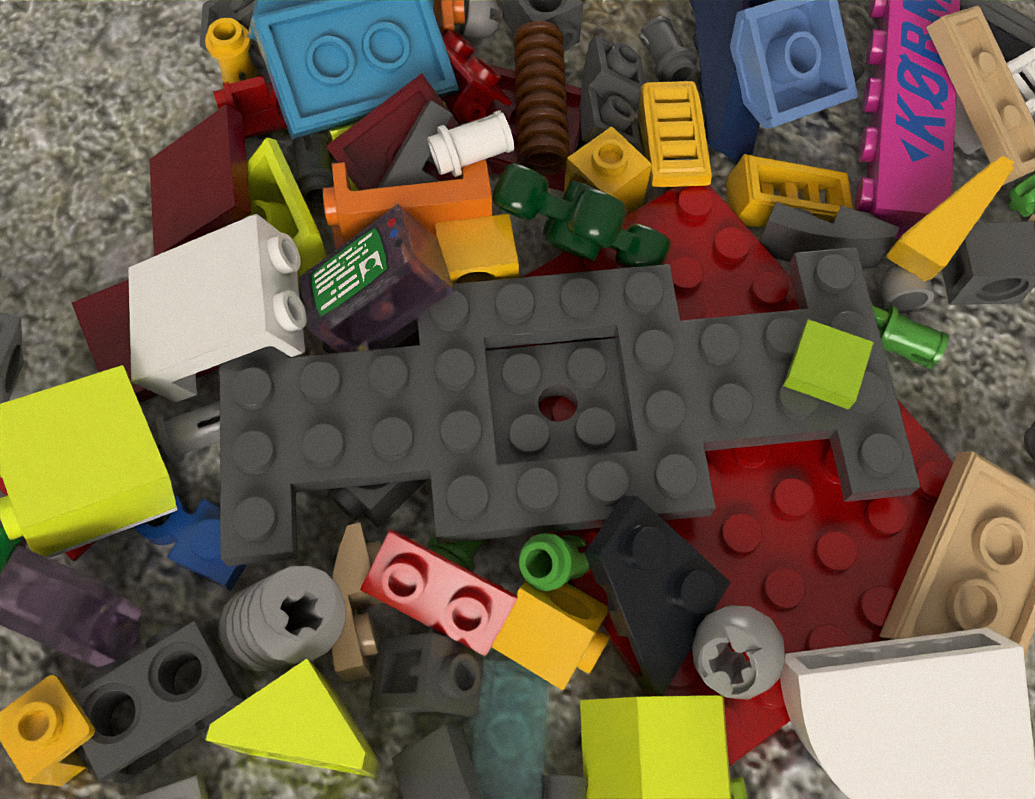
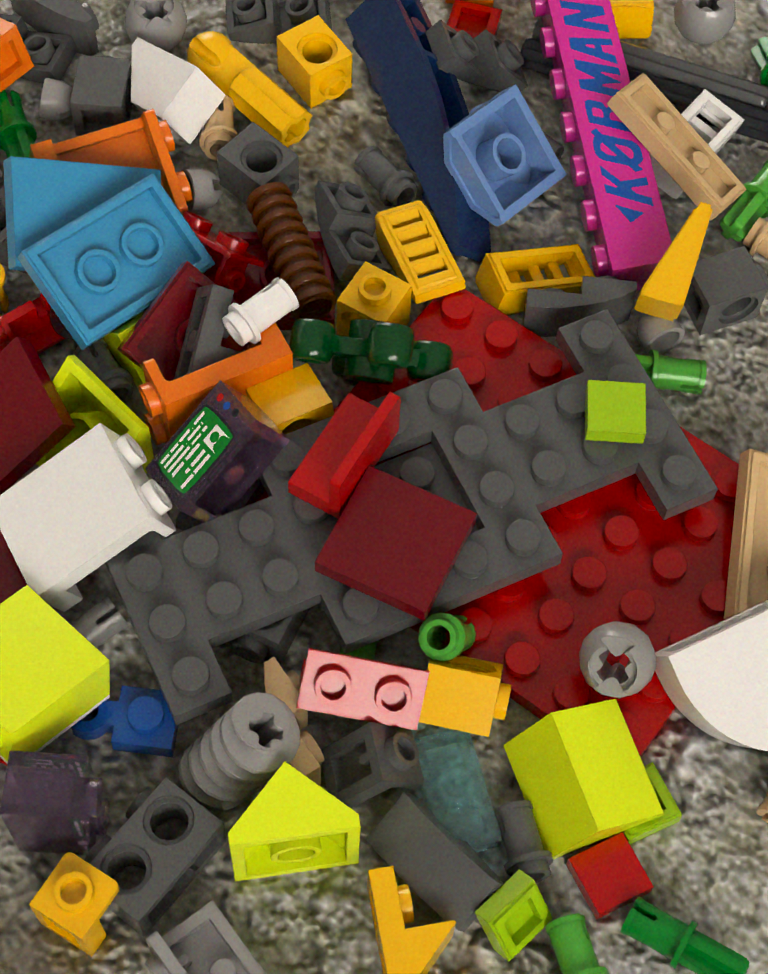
camera: 20 degrees left, 5 degrees down
(510, 323) = (343, 452): none -> red panel
(528, 440) = (396, 542): none -> dark red tile
(653, 587) = (534, 629): black wing -> none

